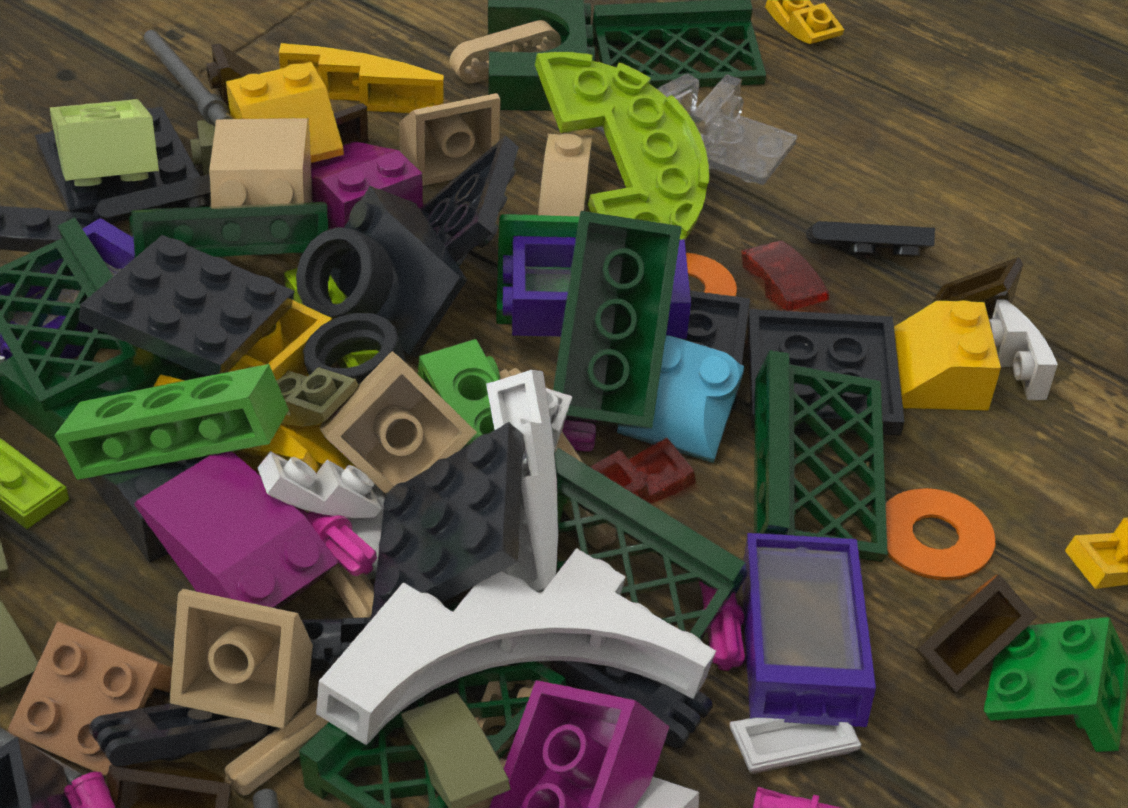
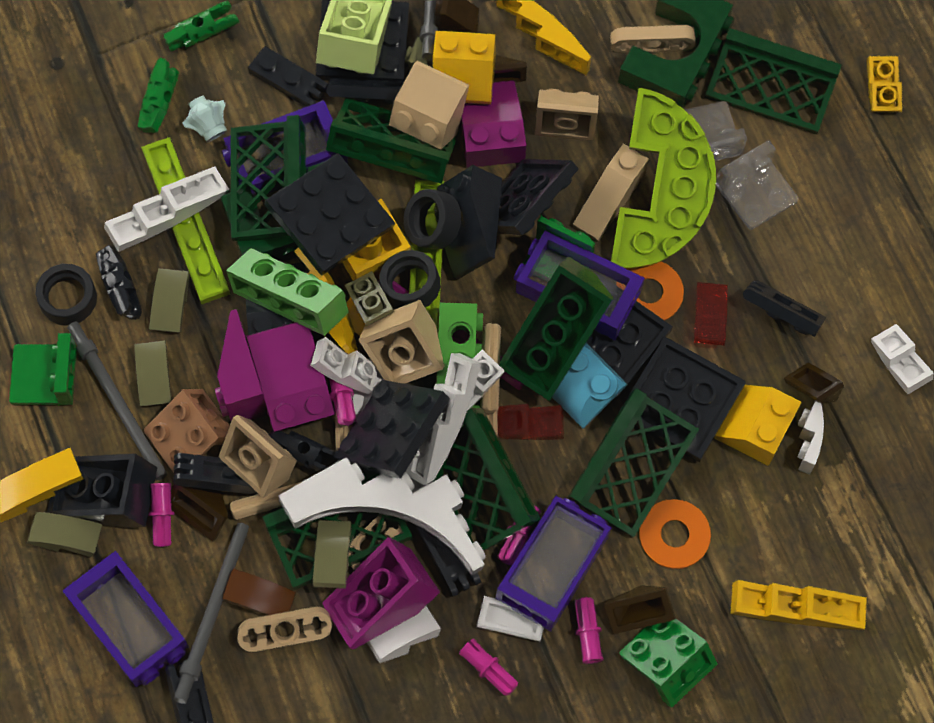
camera: 30 degrees right, 25 degrees up
(149, 565) = (238, 380): none -> magenta slope
(921, 701) = (588, 630): none -> dark pink axle
(1037, 238) = (901, 360): none -> white slope

